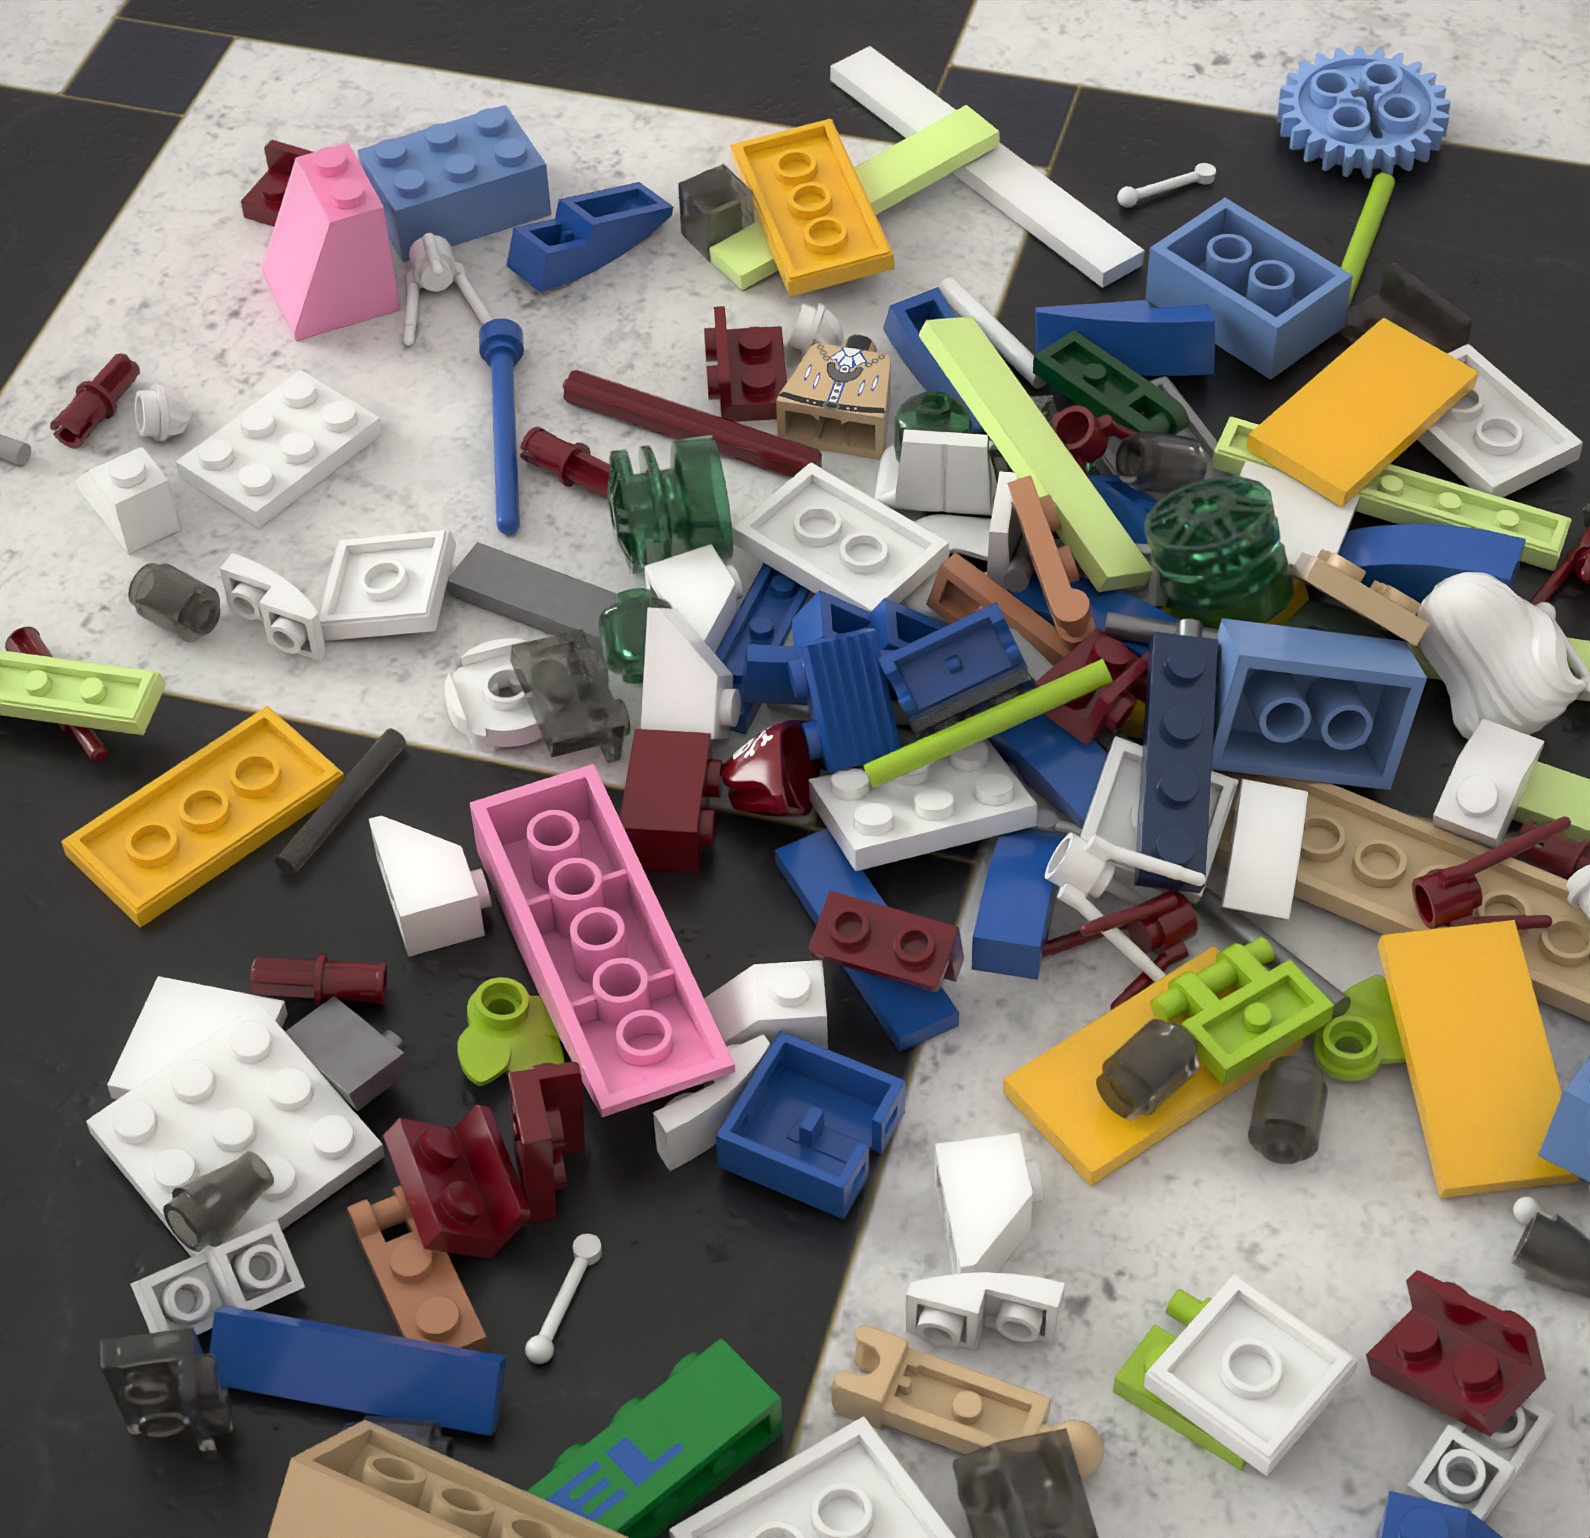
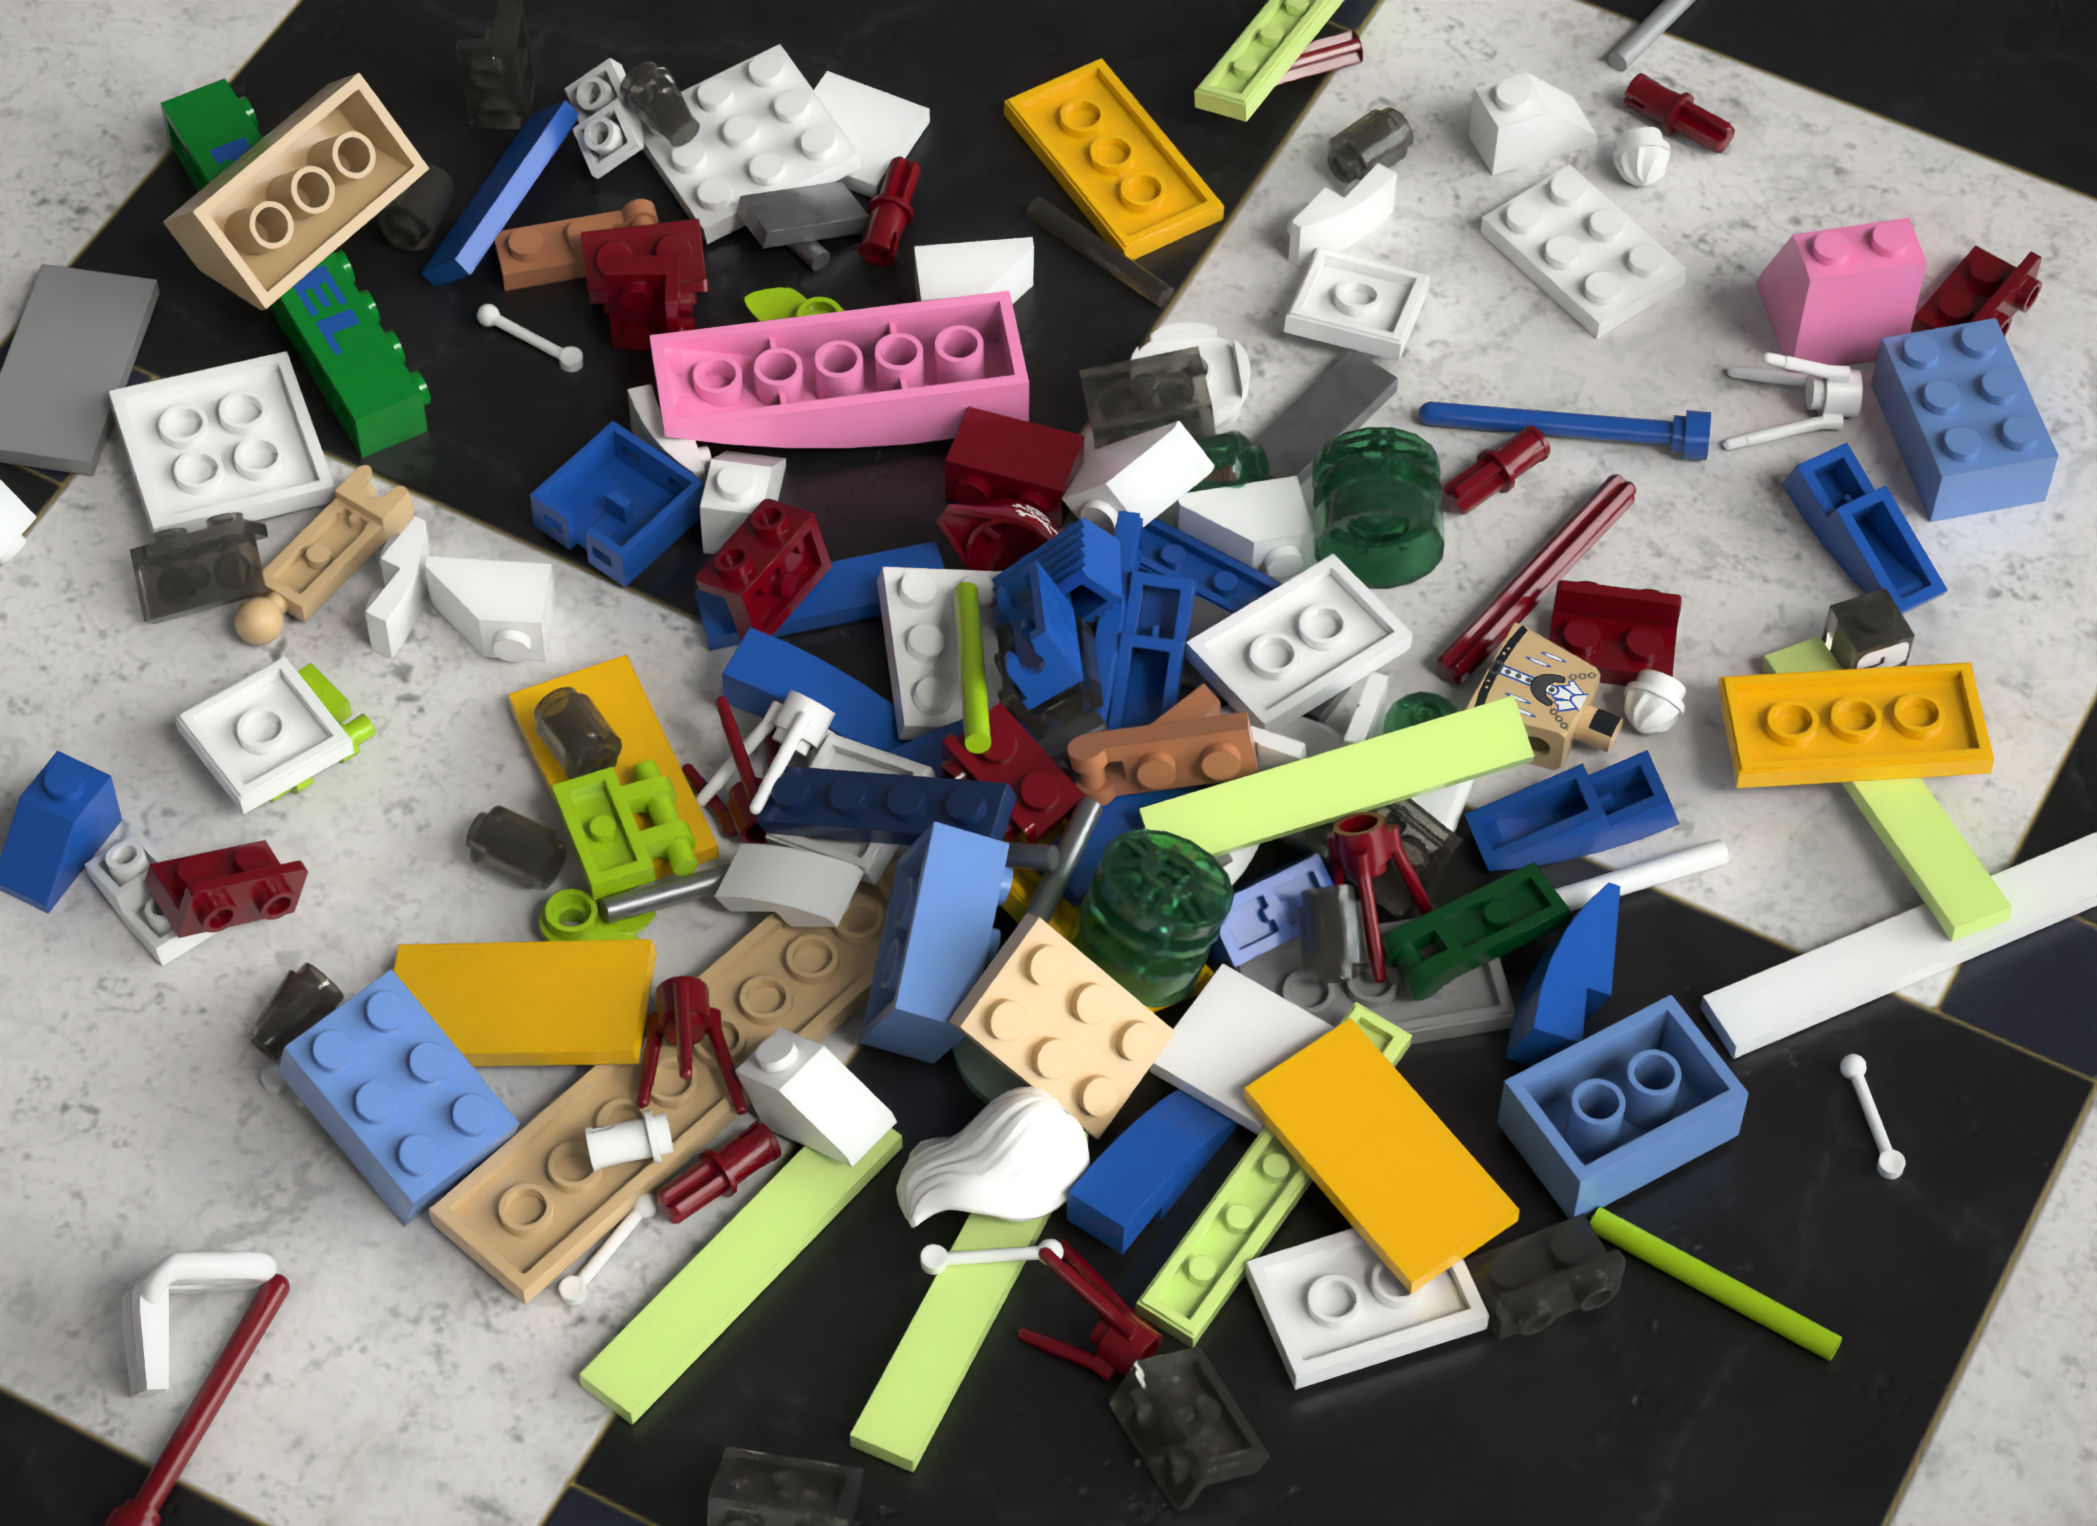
camera: 100 degrees right, 5 degrees up
(1332, 122) = (1968, 1401): light blue gear -> none

